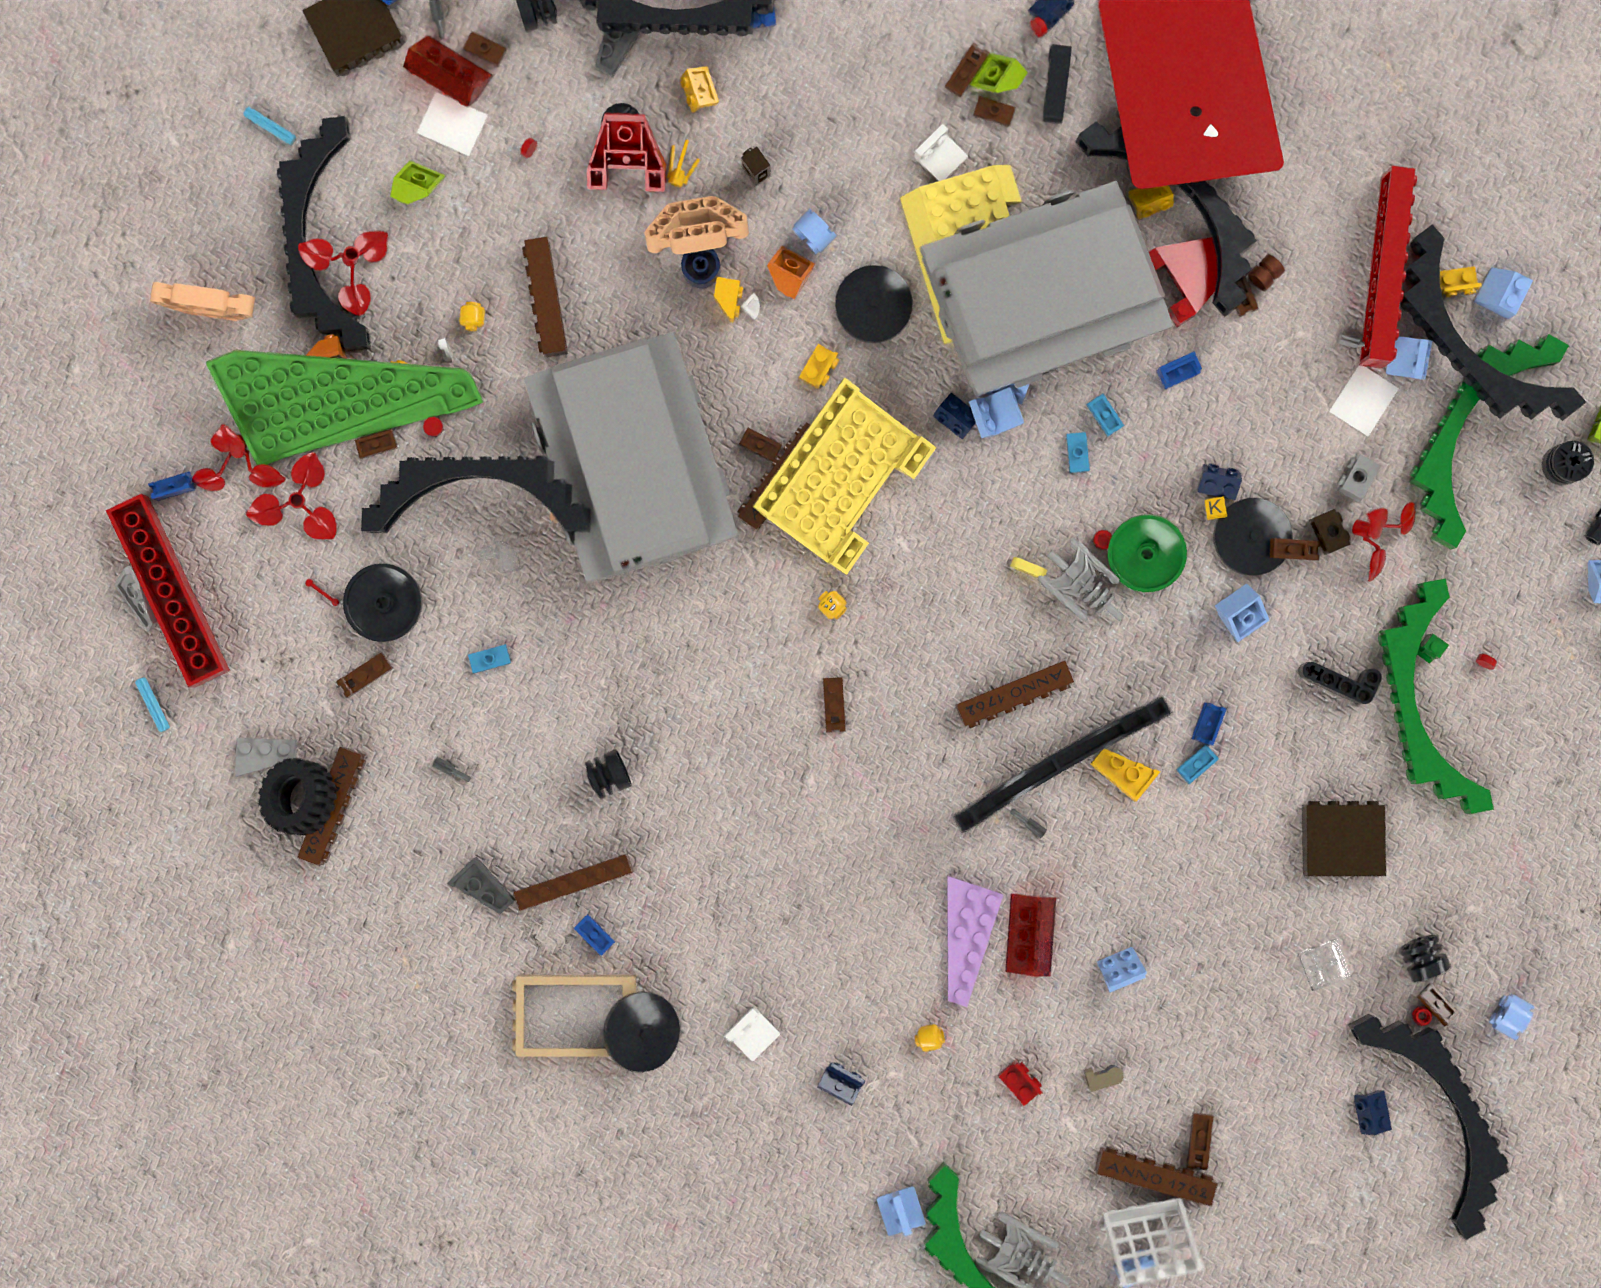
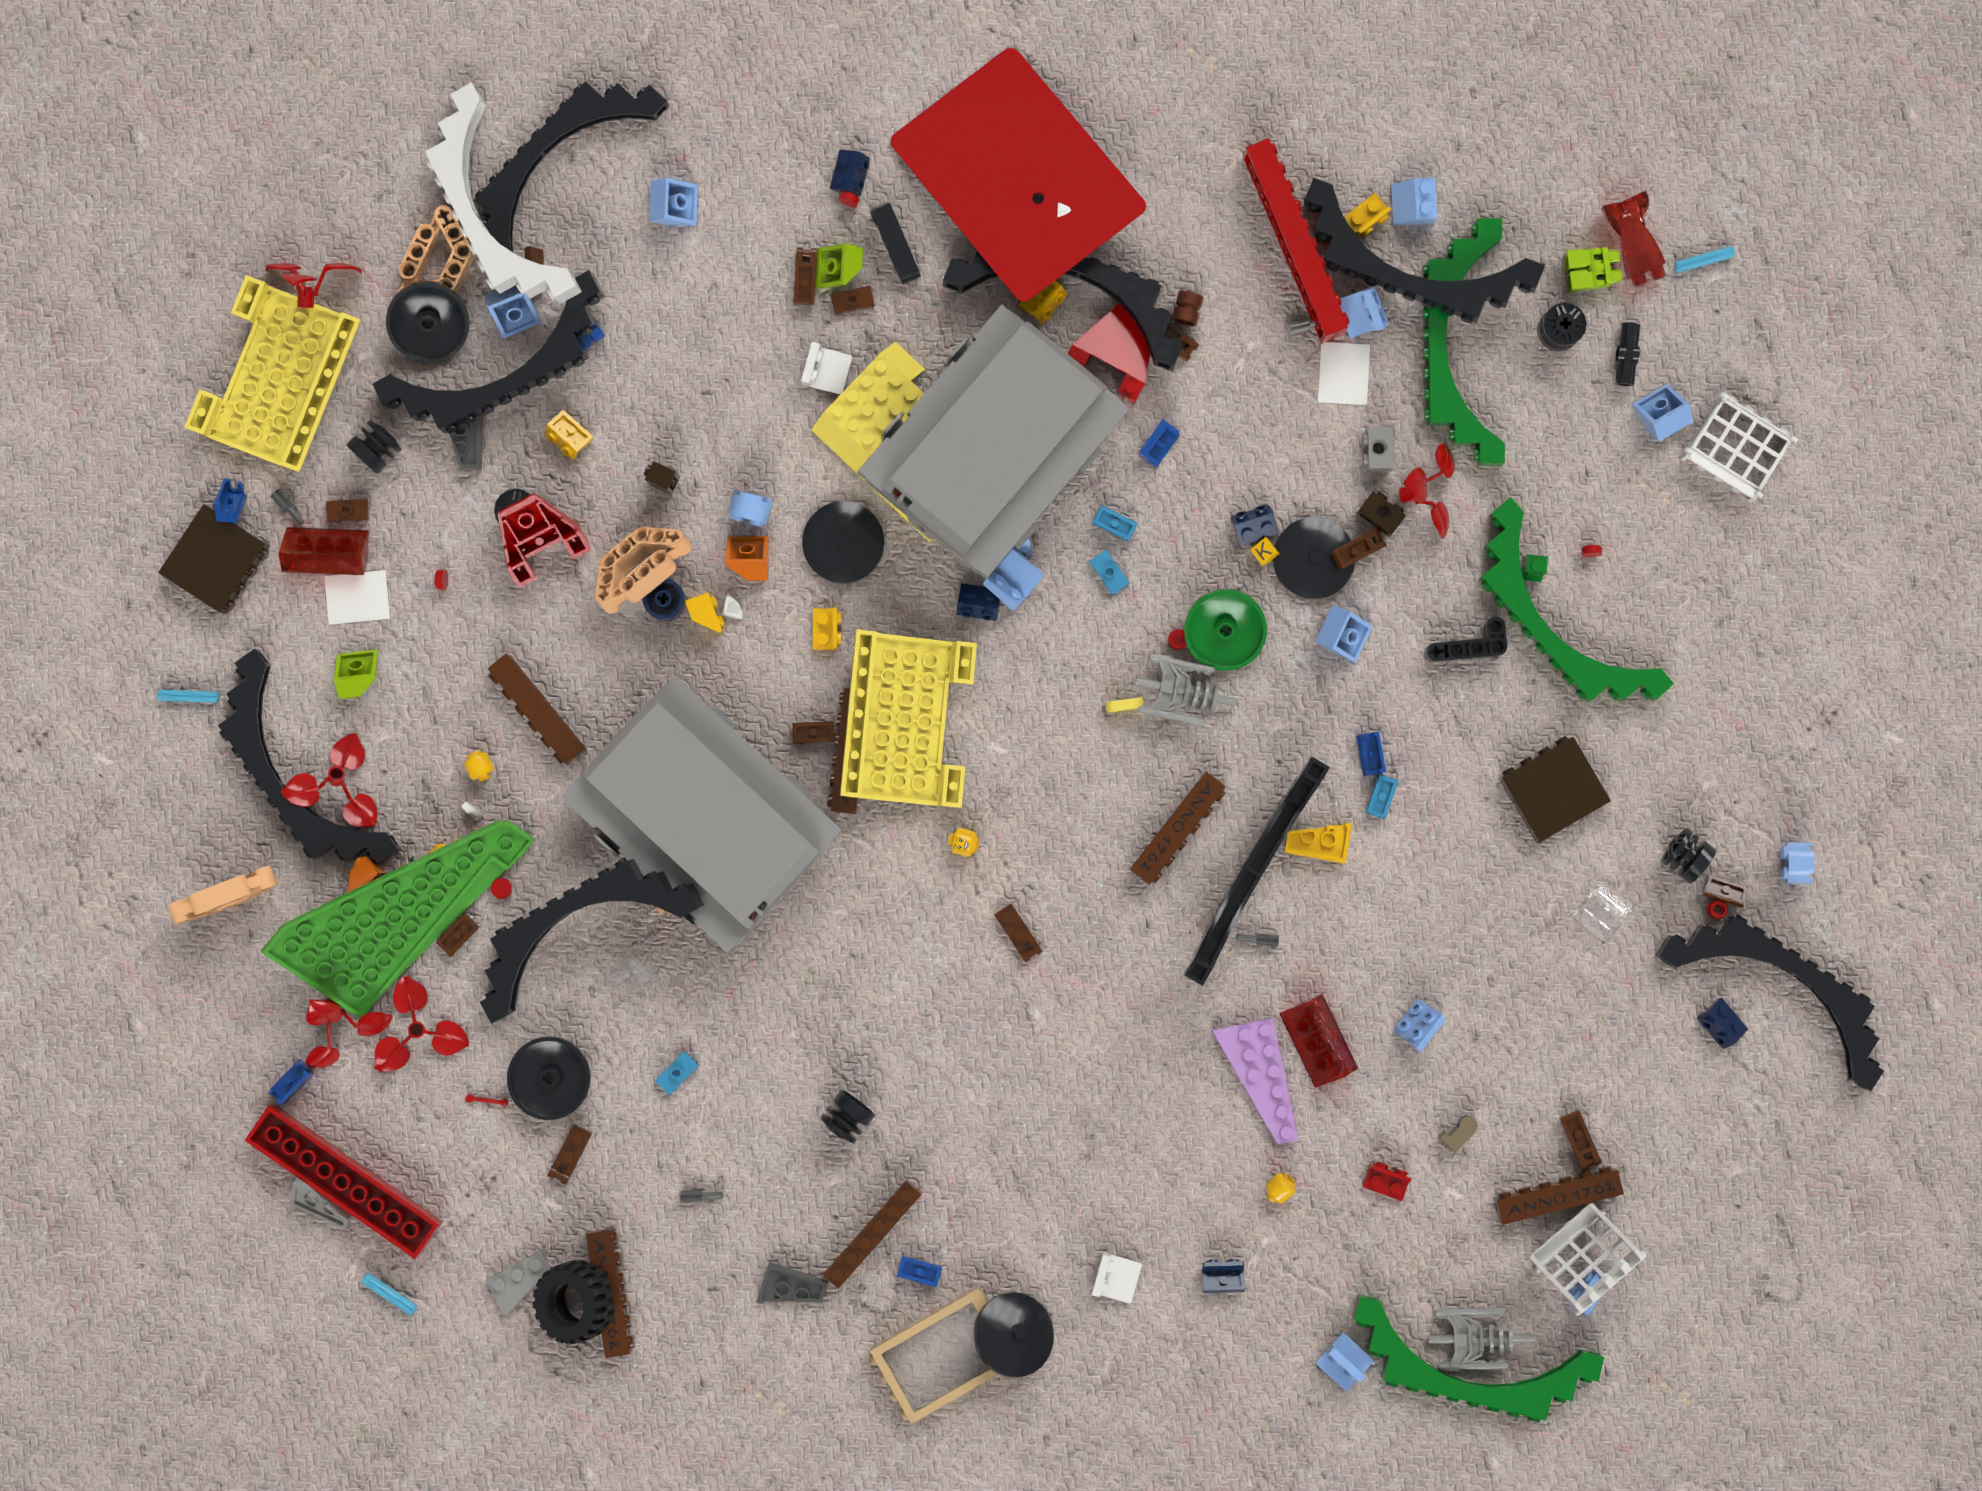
camera: 25 degrees left, 0 degrees up
(676, 177) = (594, 528): yellow plant -> none

